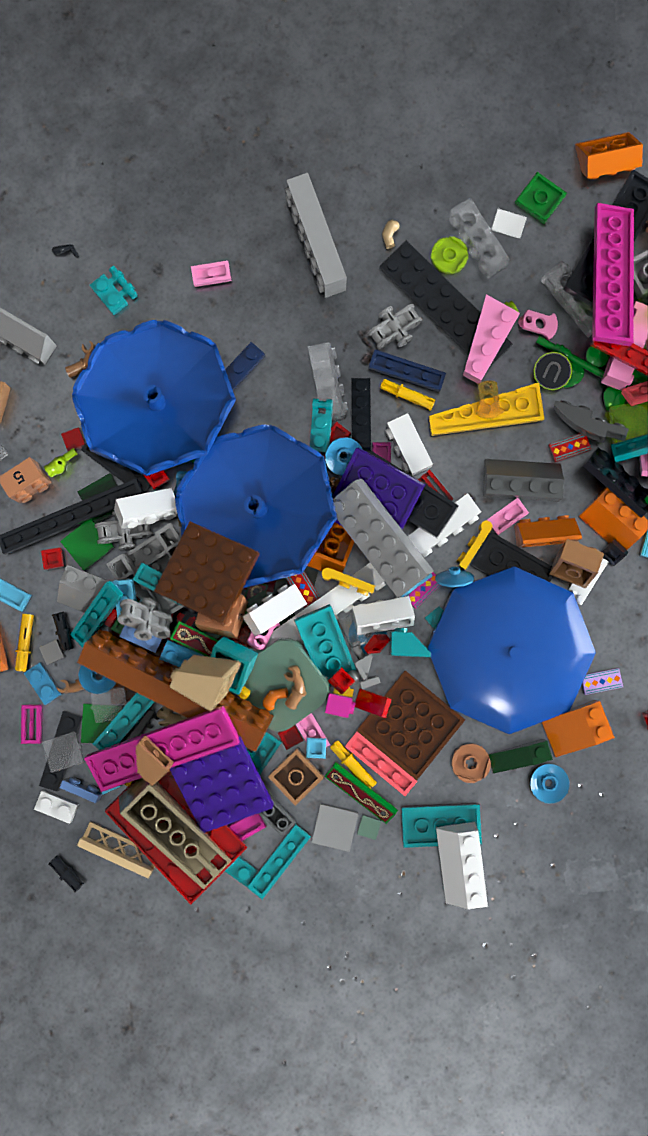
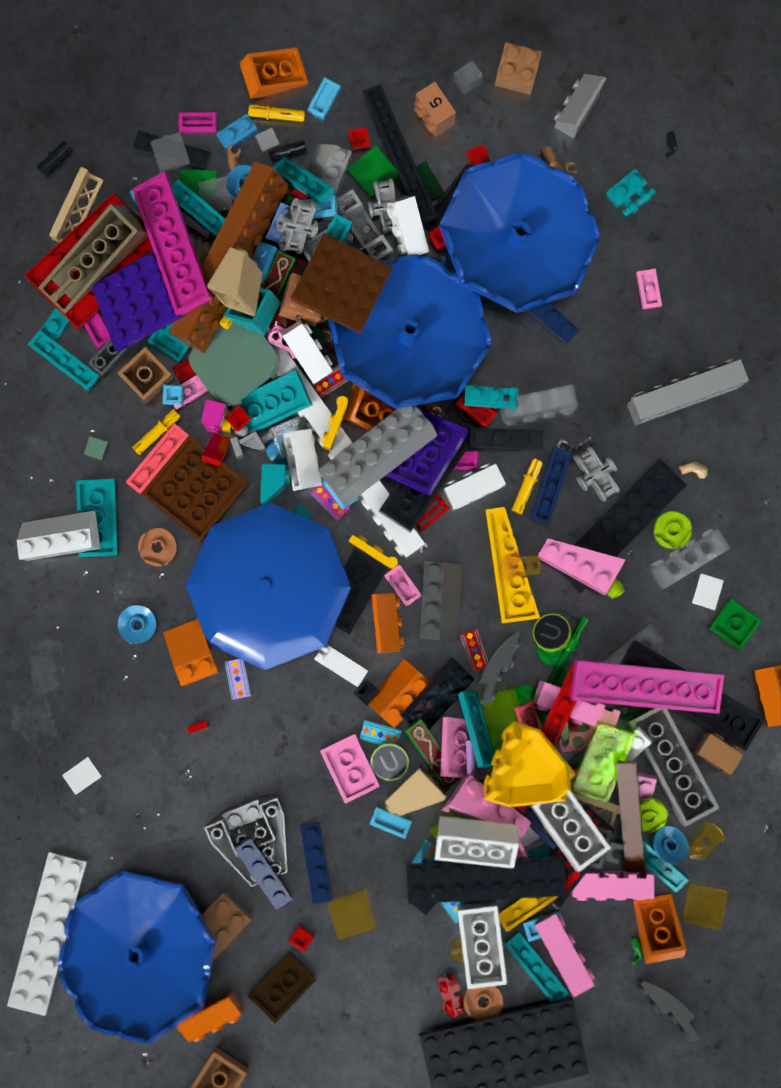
camera: 80 degrees right, 0 degrees up
(56, 467) = (452, 142): lime piece -> none
(56, 806) = (118, 147): white plate -> none
(87, 792) = (131, 176): medium blue plate -> none
(151, 761) = (160, 232): medium nougat slope -> none
(272, 696) = (222, 350): orange arm -> none
(298, 687) = (229, 373): medium nougat piece -> none
(332, 456) = (460, 408): dark azure dish -> none
(334, 827) = (96, 414): light grey tile -> none
(361, 793) = (129, 439): tile -> none
(376, 643) = (274, 452): red tile -> none
(454, 577) = (339, 530): dark azure dish -> none
(520, 756) = (163, 595): dark green slope -> none
(550, 323) = (601, 631): bright pink piece -> none
(576, 563) = (354, 649): medium nougat brick -> none

